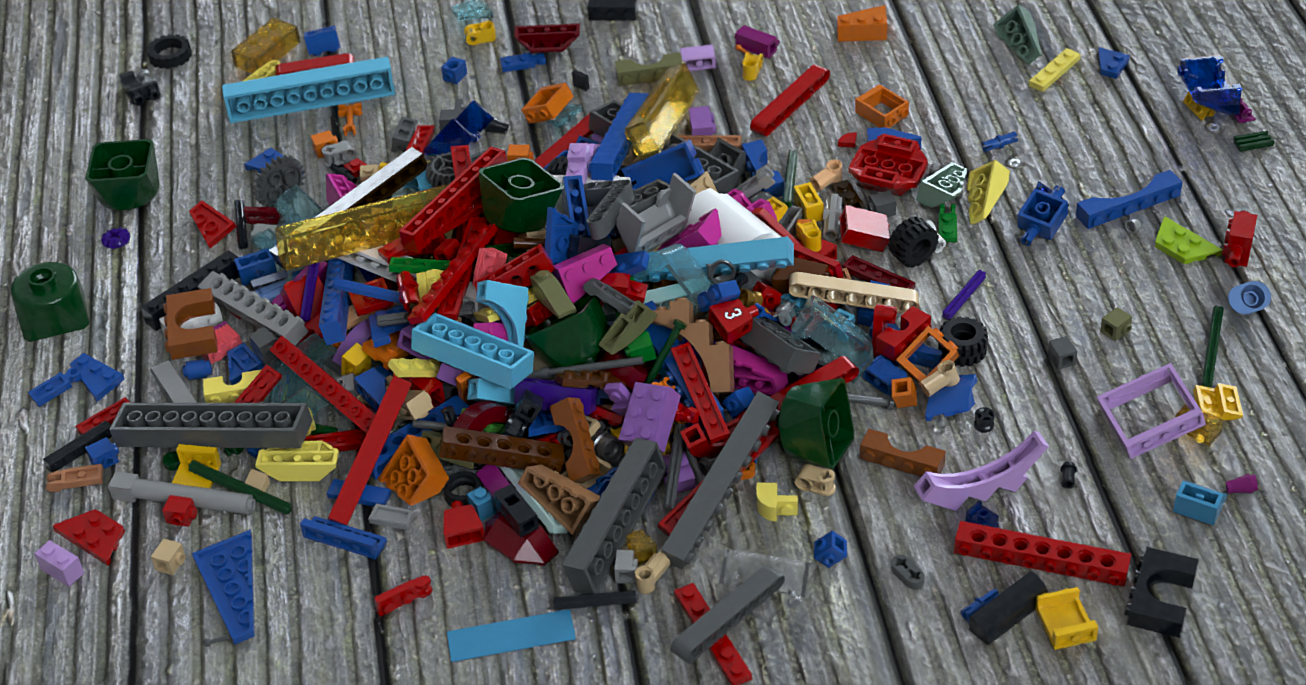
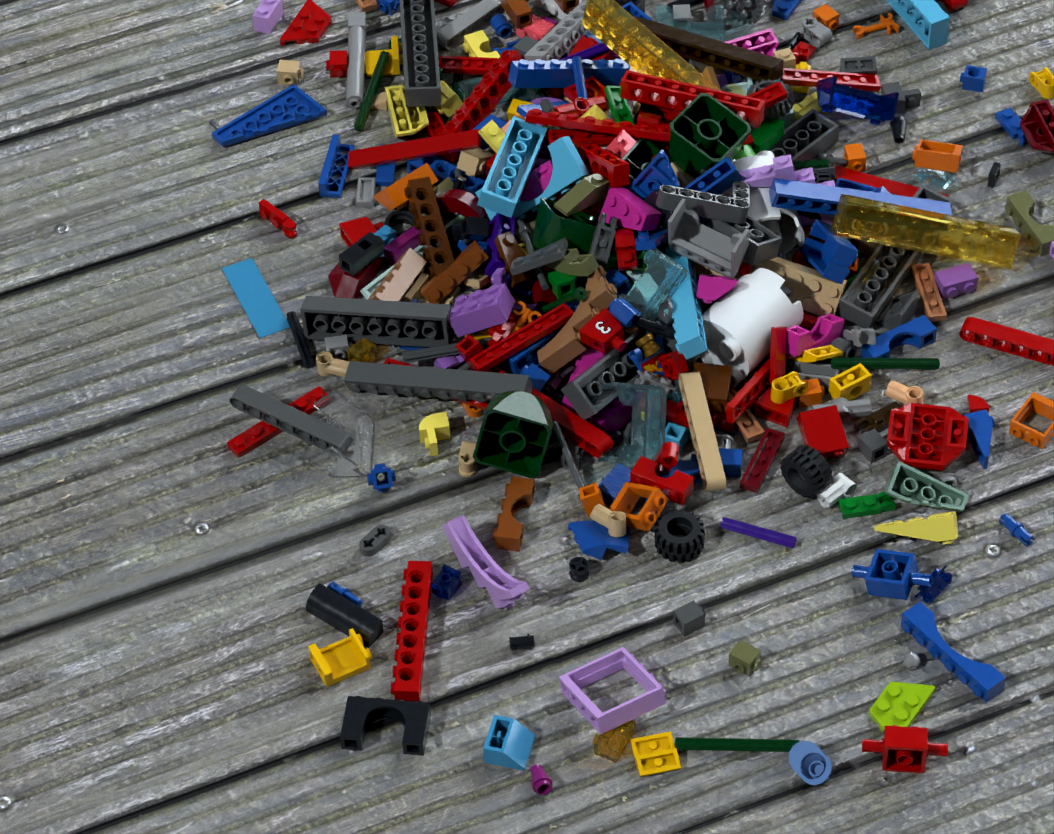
camera: 75 degrees right, 5 degrees up
(613, 346) = (543, 256): none -> dark grey wing

